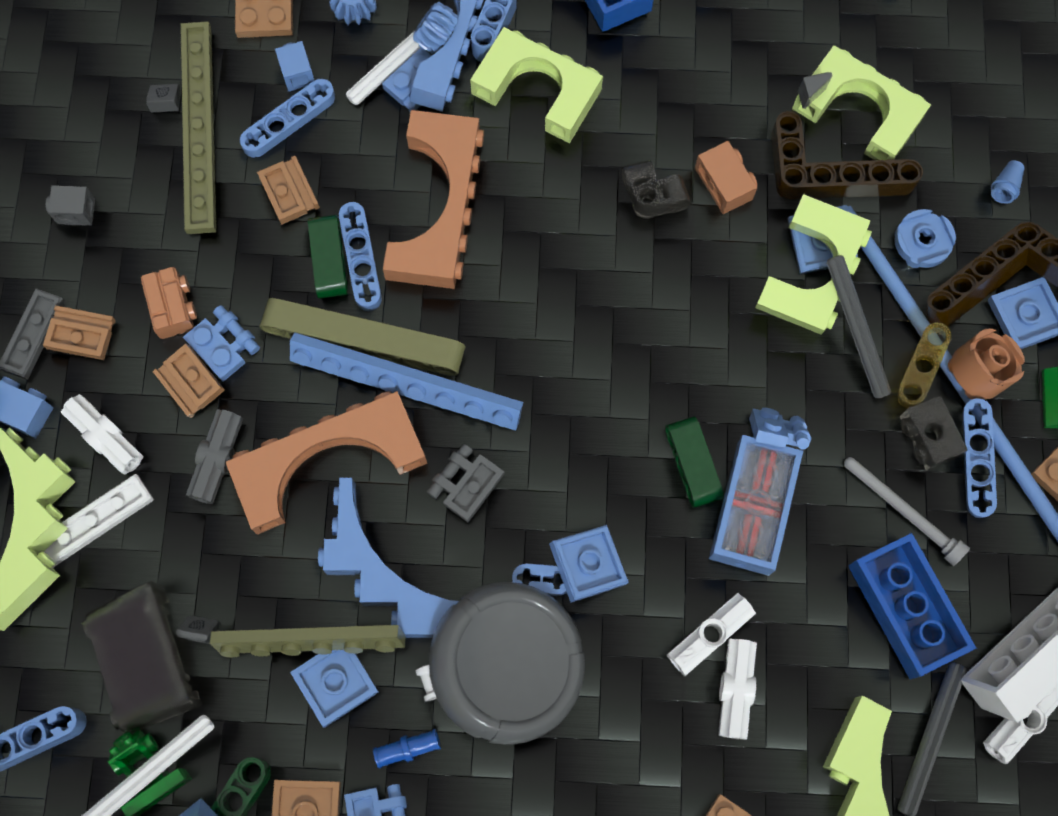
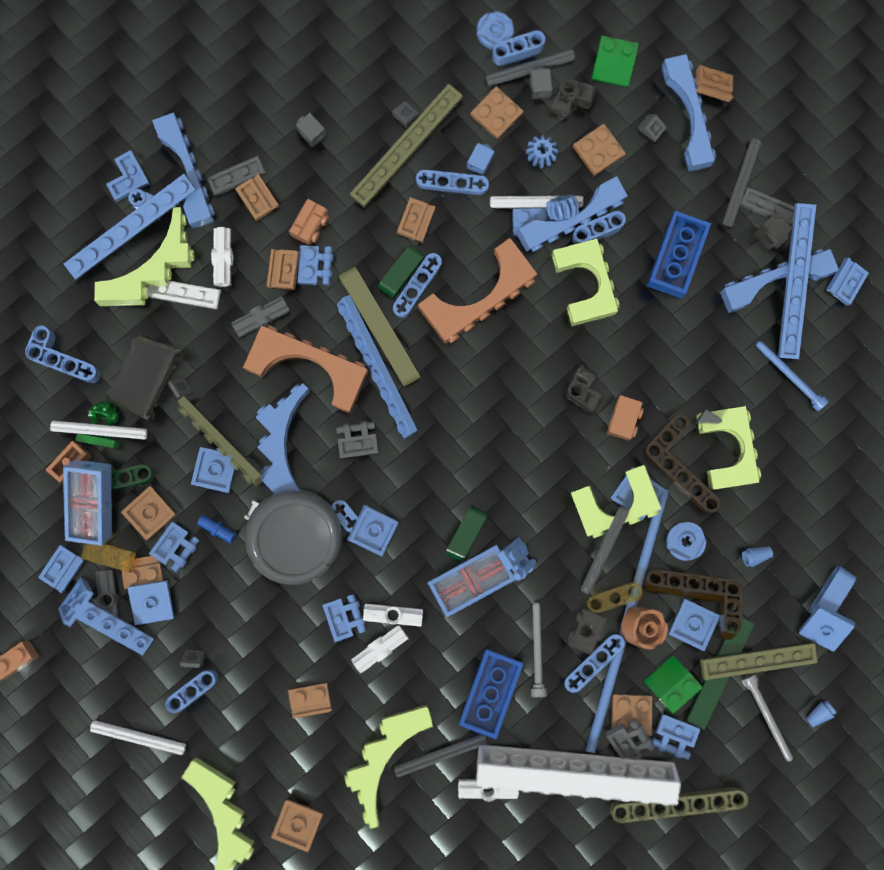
camera: 45 degrees right, 10 degrees up
(656, 705) = (338, 619): none -> medium blue plate

